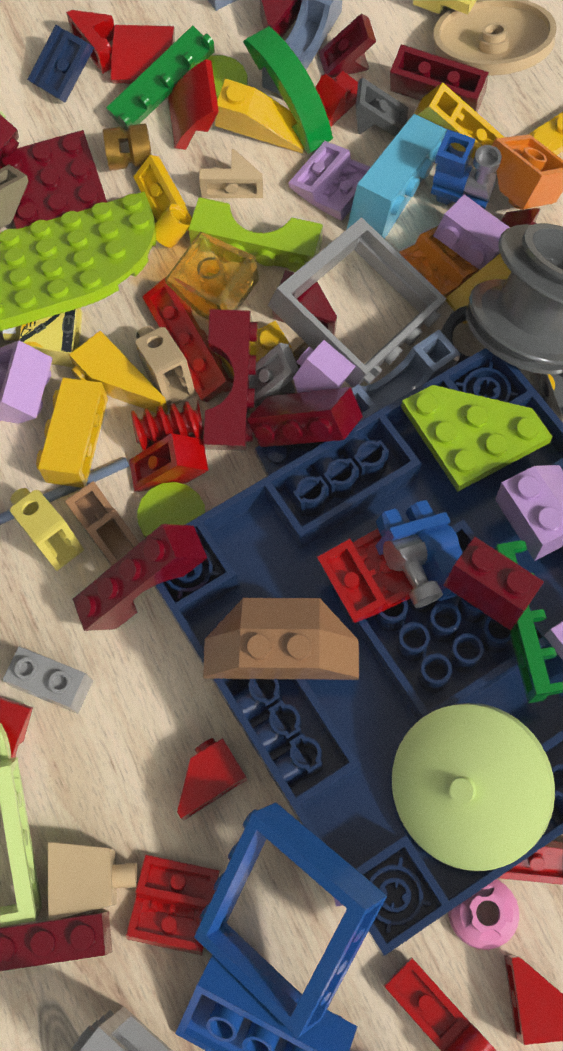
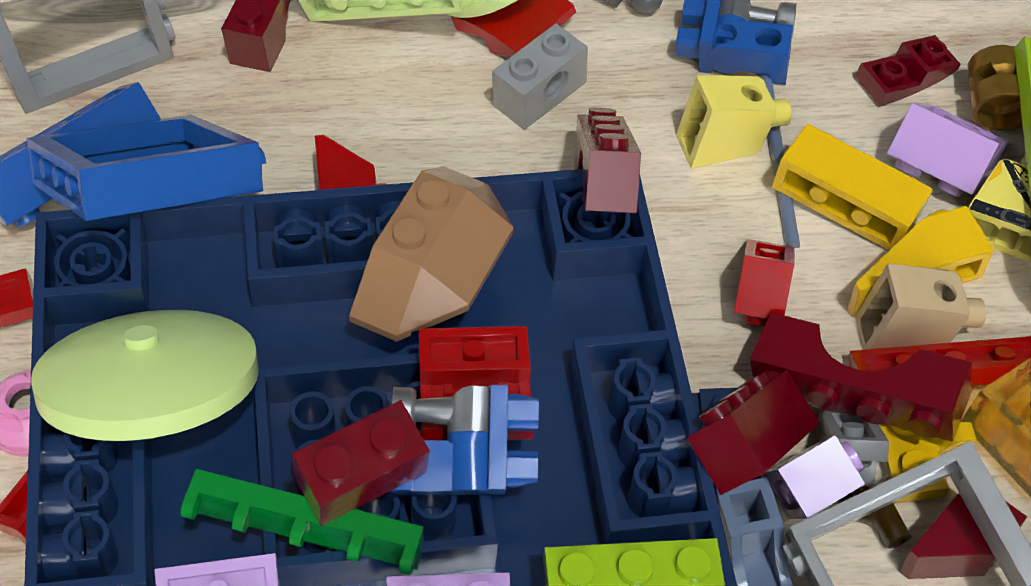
camera: 115 degrees right, 15 degrees down
(84, 879) = (312, 49): tan torso -> none
(102, 522) = (706, 186): medium nougat slope -> none
(163, 424) = (823, 286): red piece -> none
(168, 504) = (698, 264): lime tile -> none
(170, 904) = (247, 109): red slope -> none

